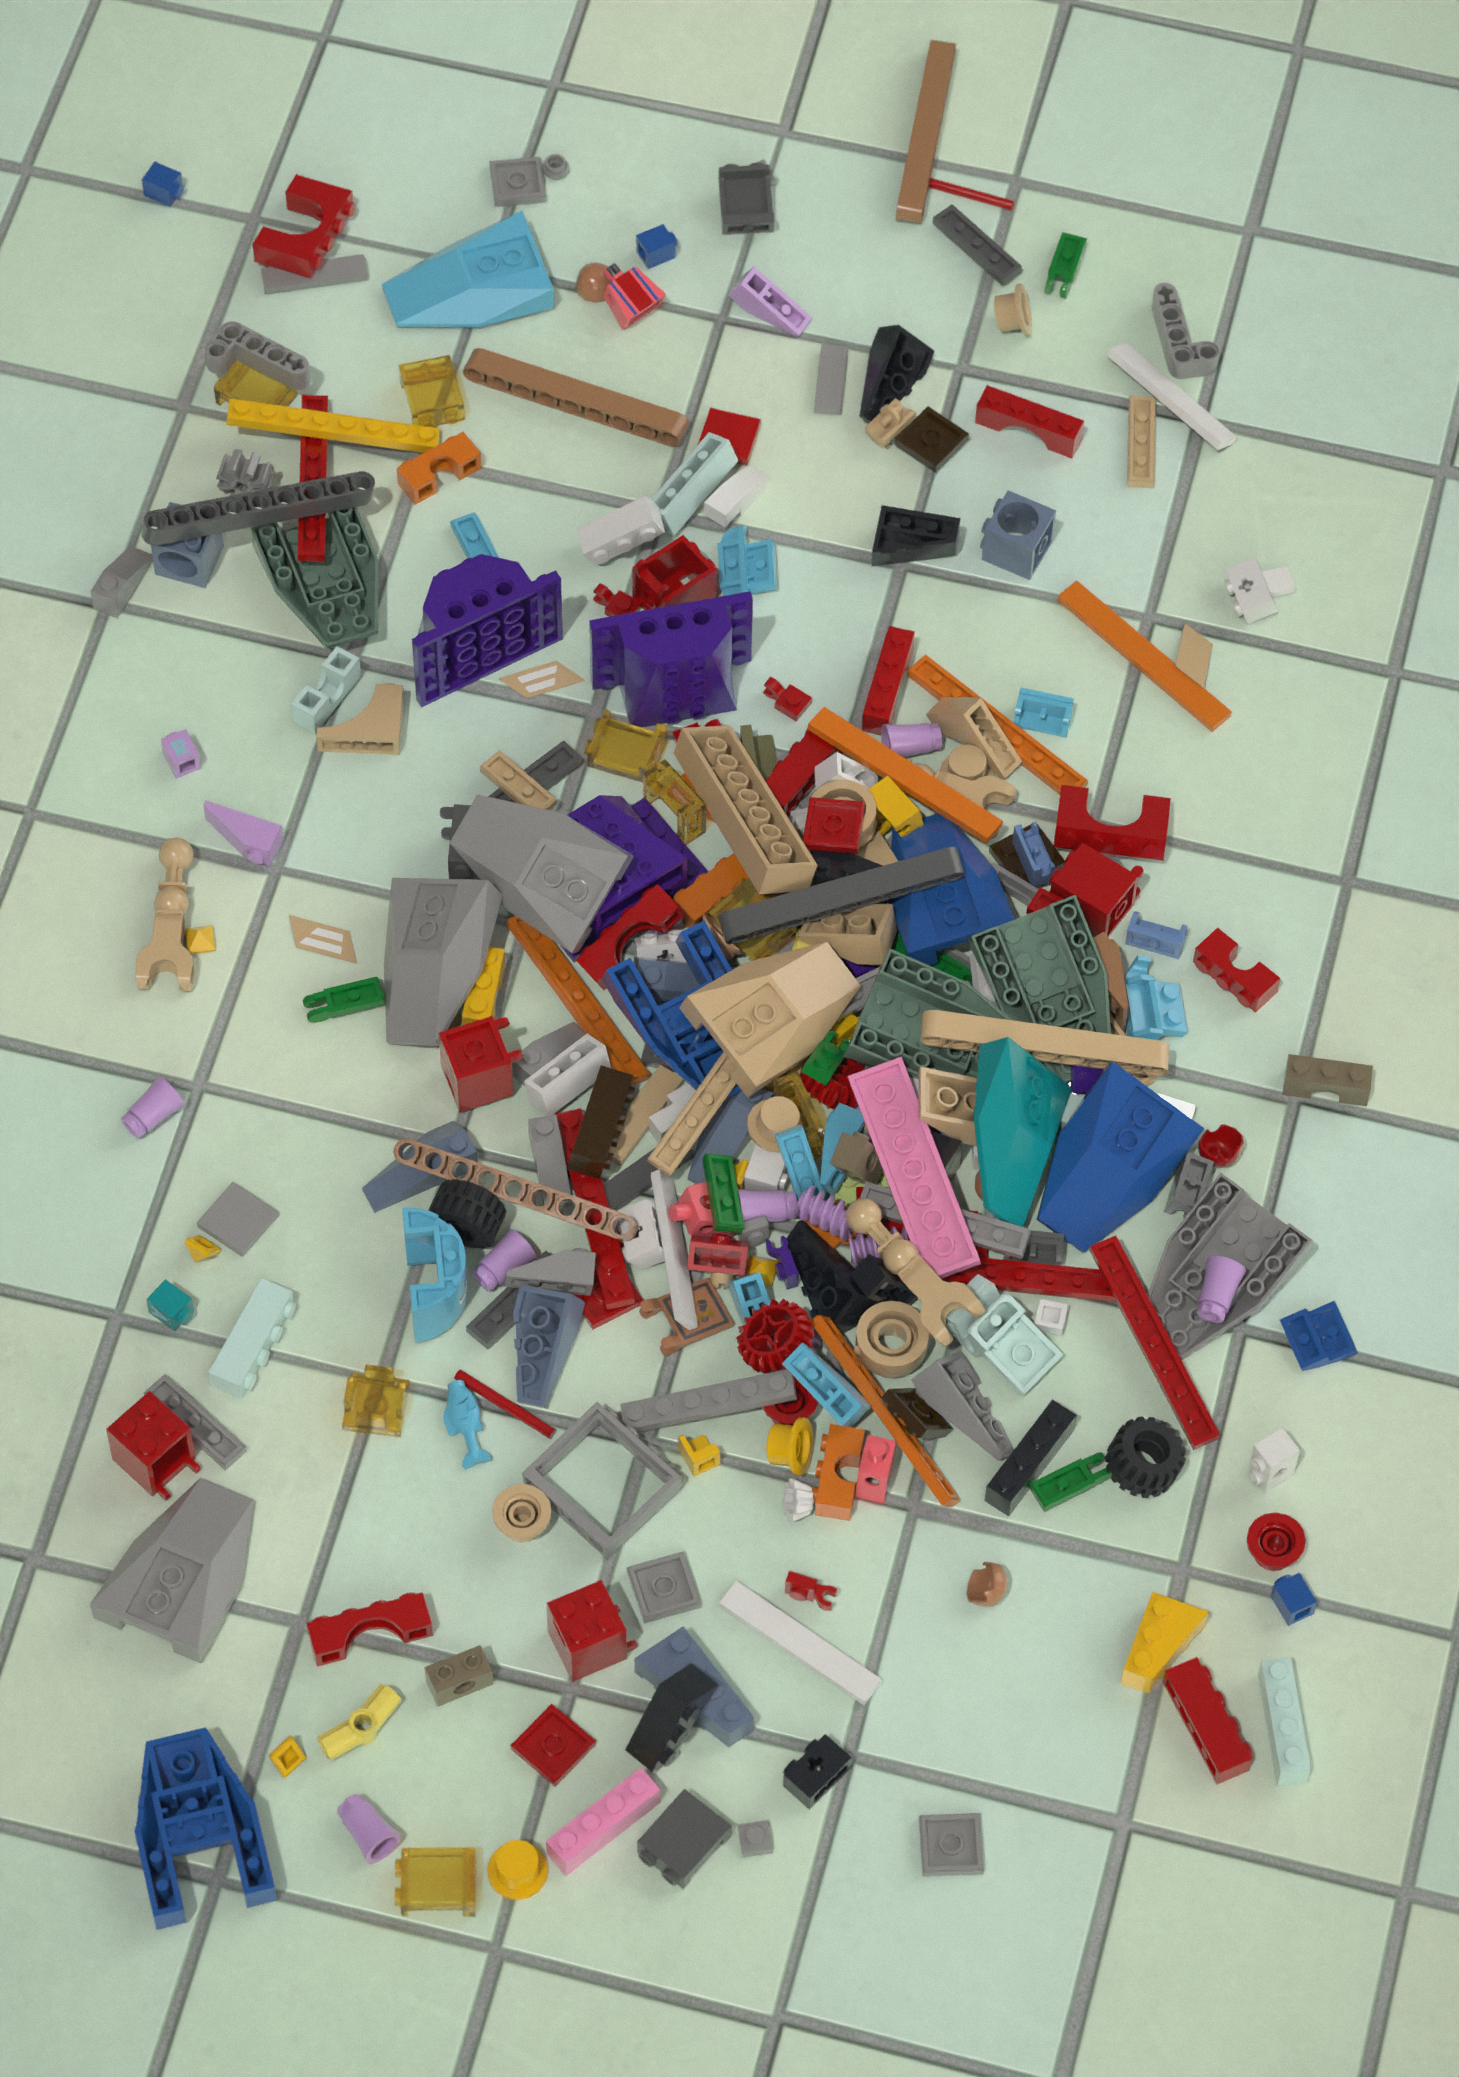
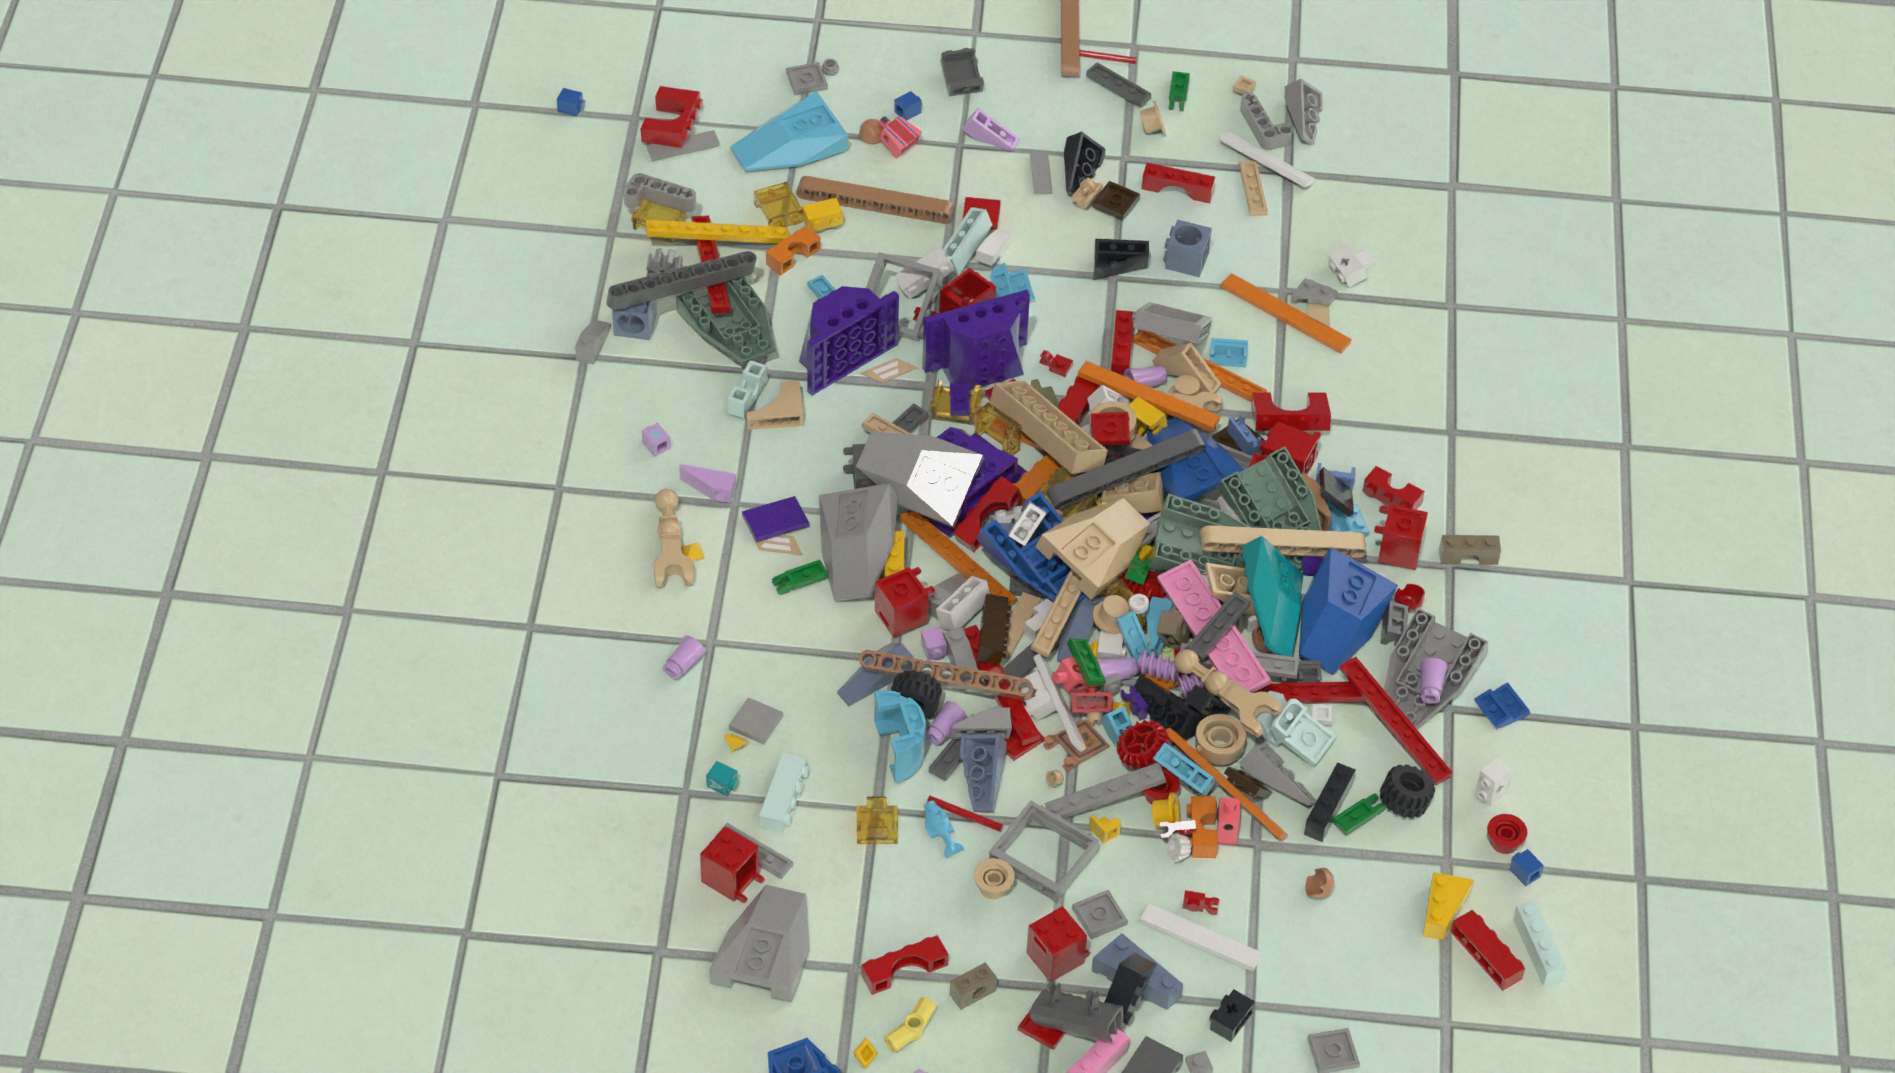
camera: 10 degrees left, 10 degrees down
(328, 901) = (775, 519): none -> dark purple tile
(492, 415) = (822, 214): none -> yellow brick
(513, 1131) = (933, 643): none -> lavender brick
(590, 1745) = (1075, 1014): none -> dark grey piece
(619, 572) = (930, 297): none -> light grey window
(630, 743) = (959, 399): none -> dark purple plate
(643, 1366) = (1053, 776): none -> tan hinge
(674, 969) = (1026, 523): none -> white brick
(805, 1474) = (1184, 827): none -> plate
(813, 1115) = (1139, 603): none -> white tile
(919, 1167) = (1219, 625): none -> dark grey plate
(957, 673) = (1172, 322): none -> light grey window
(1147, 965) = (1336, 492): none -> black tile
(1164, 268) = (1244, 85): none -> tan plate
(1193, 628) = (1314, 293): none -> light grey wing
(1227, 1049) = (1401, 536): none -> red container
(1246, 314) = (1304, 106): none -> light grey wedge

